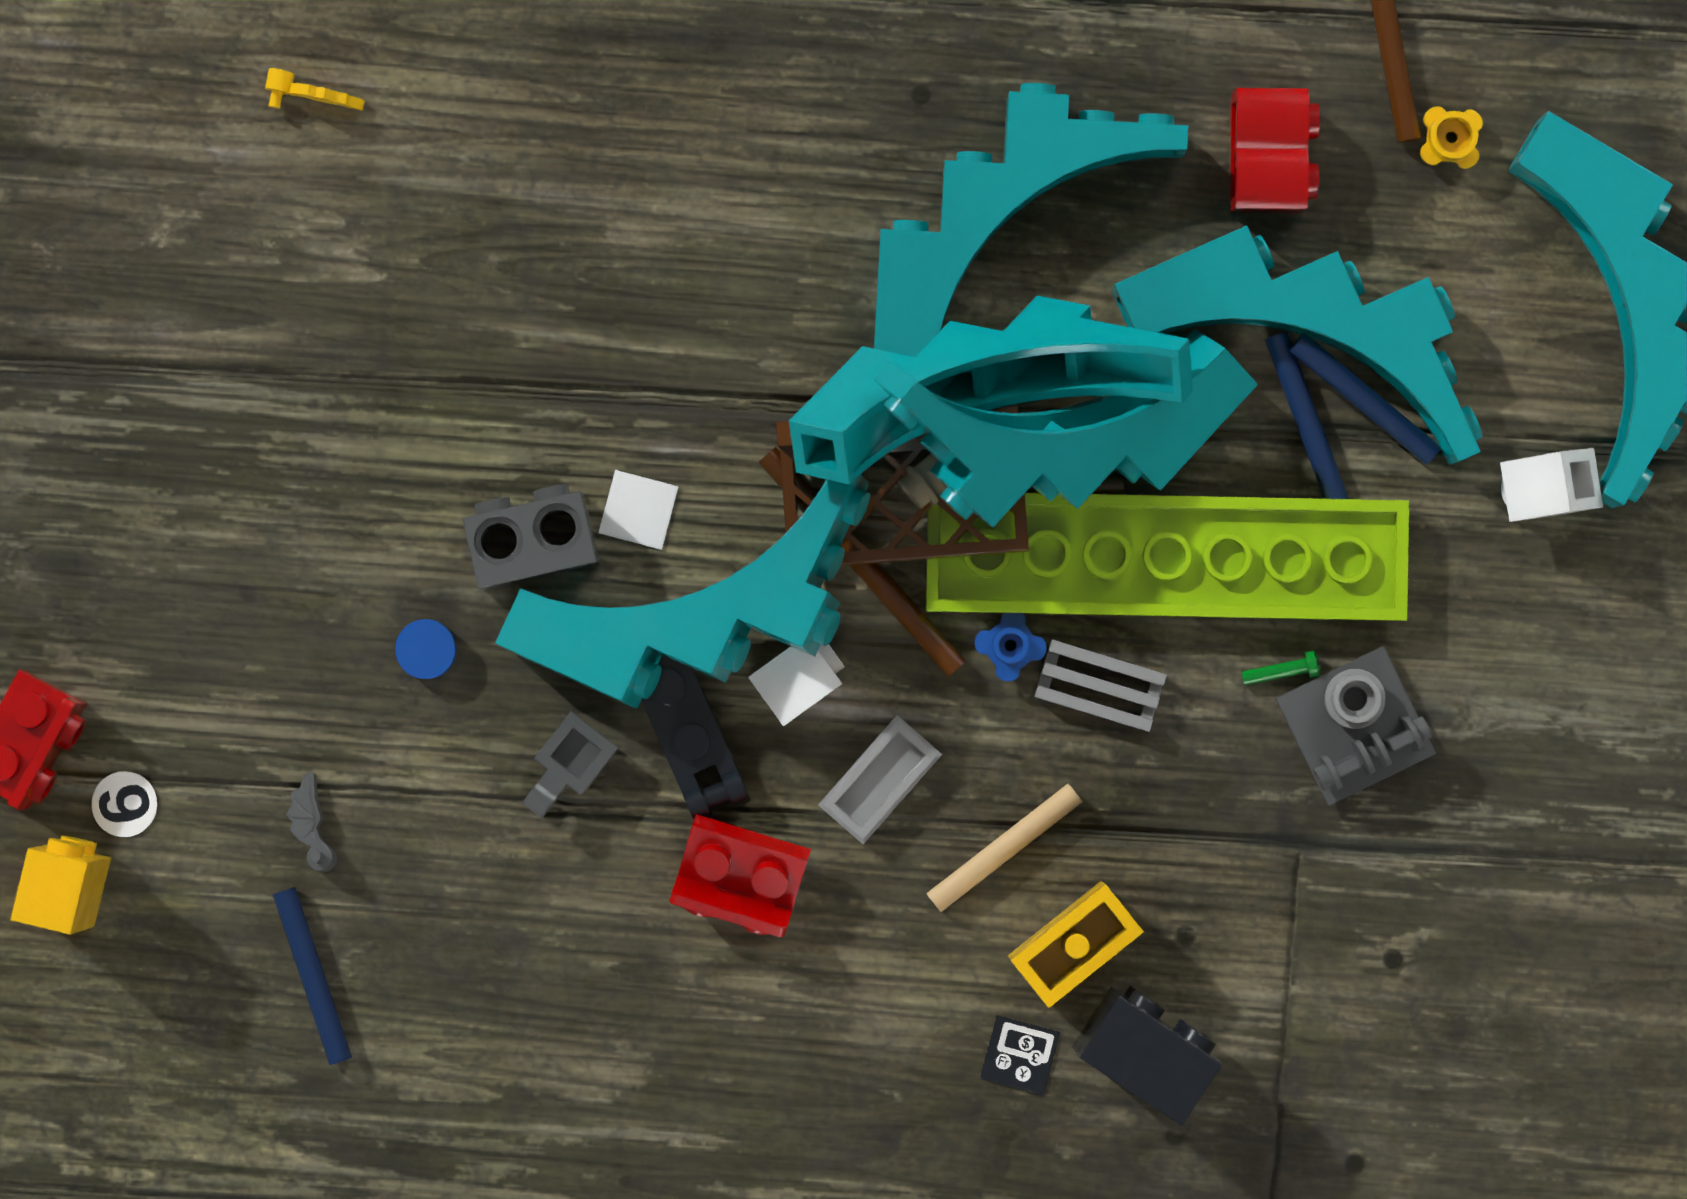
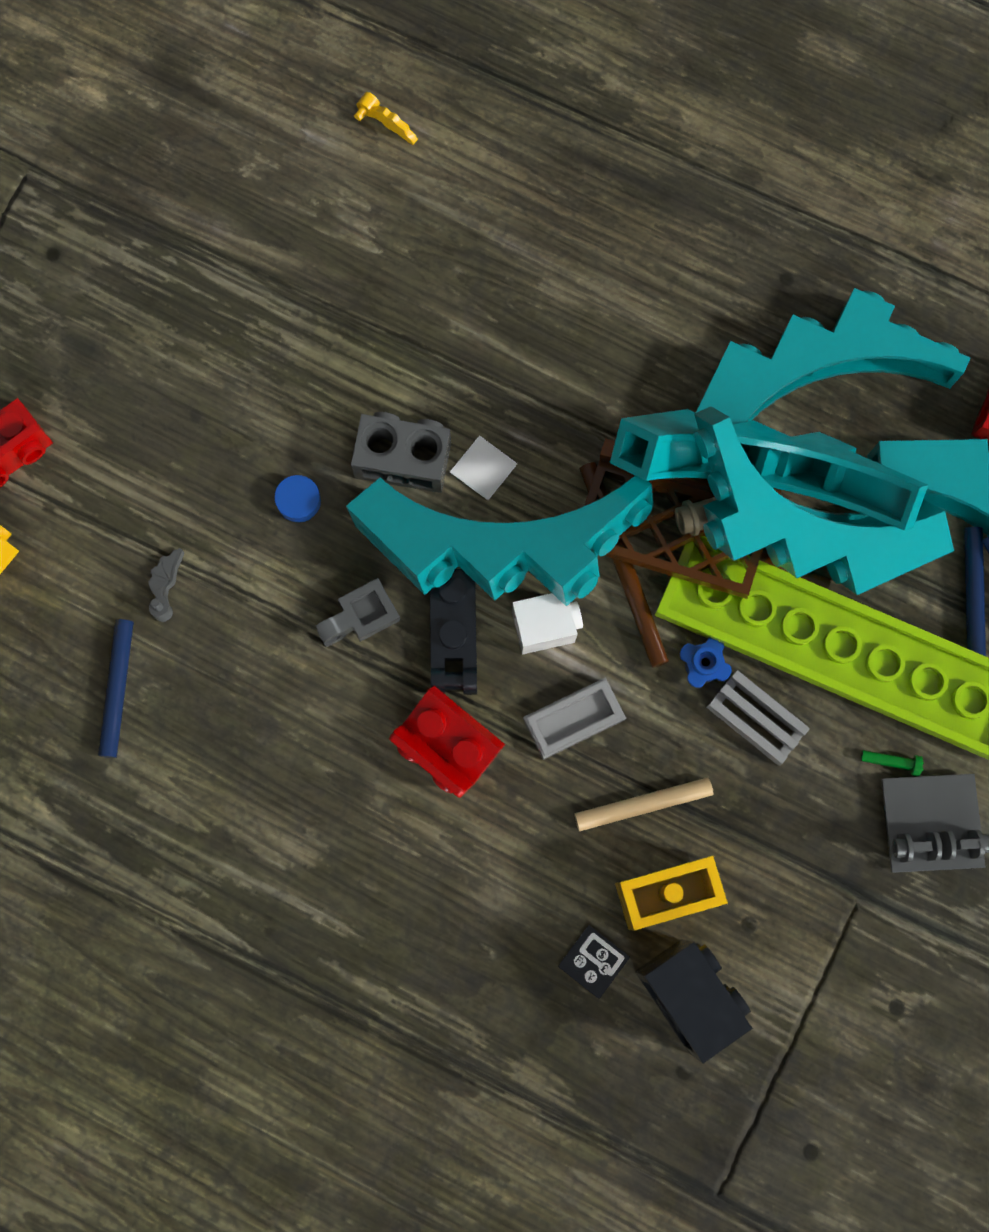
camera: 20 degrees right, 10 degrees down
(124, 804) = (45, 519): white sticker -> none
(1373, 694) = (955, 797): light grey plate -> none

